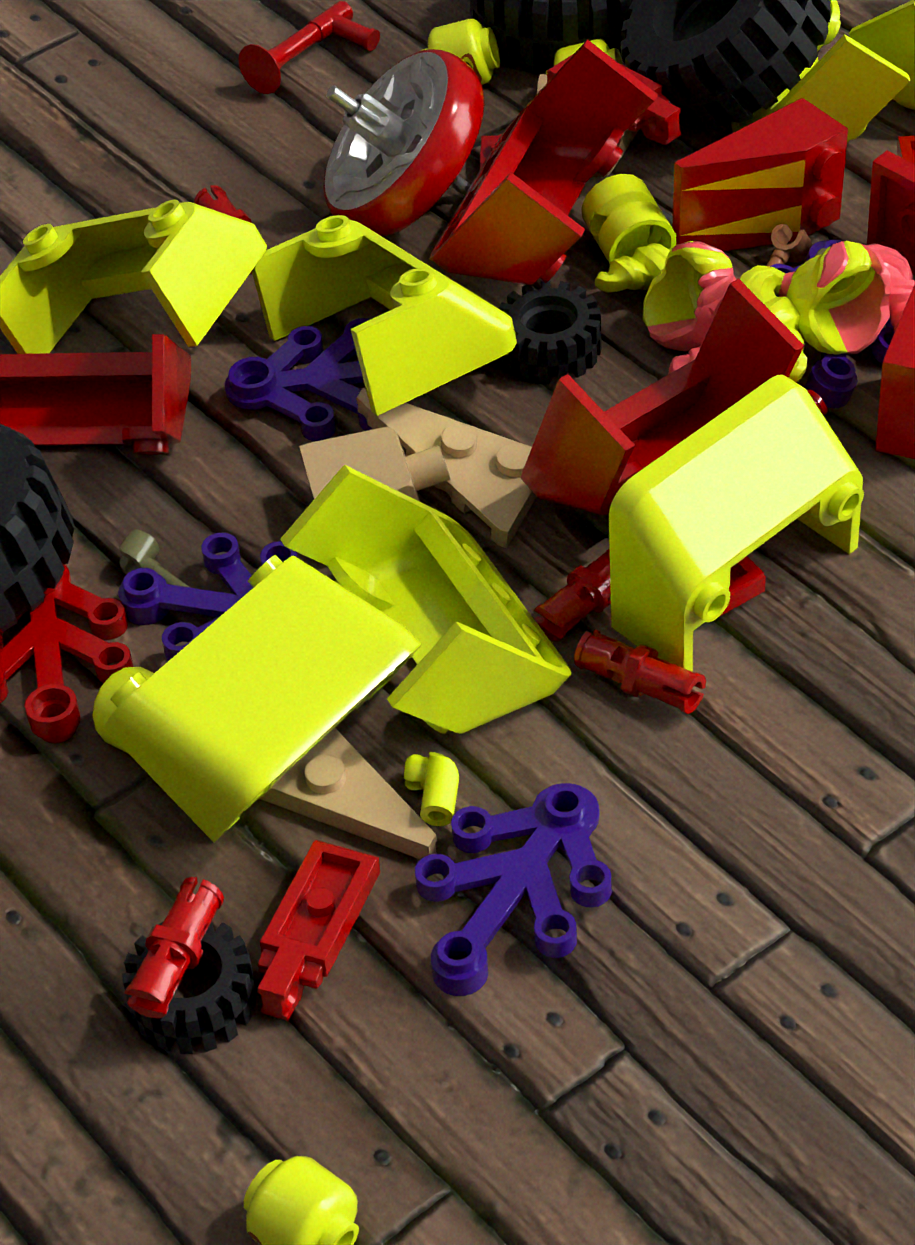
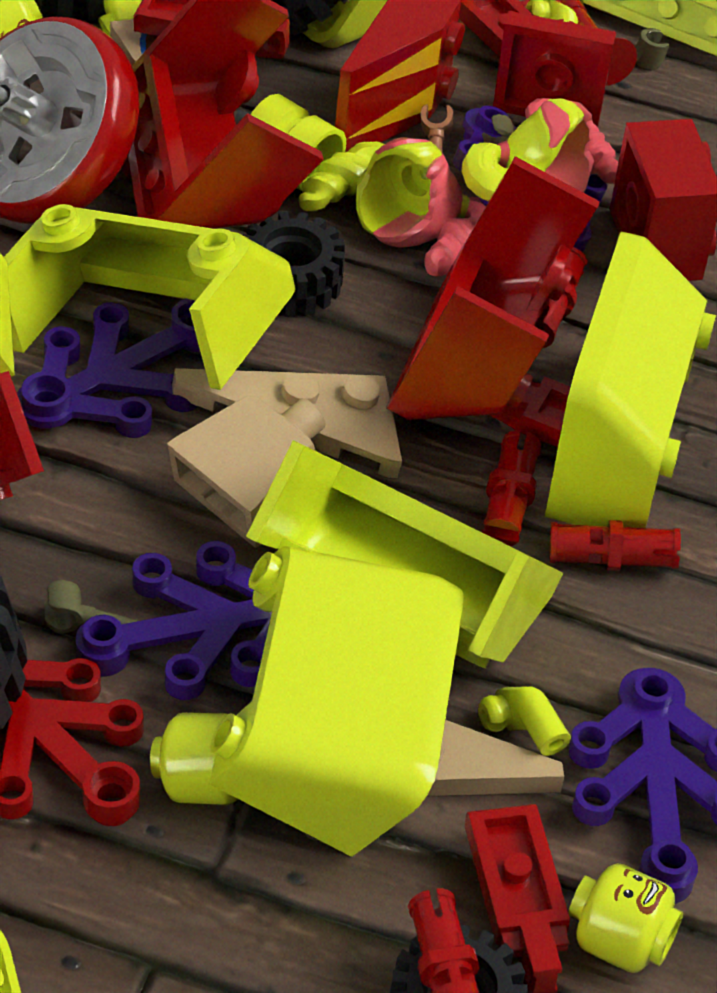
camera: 40 degrees left, 0 degrees up
(373, 980) = (625, 918): none -> neon yellow head

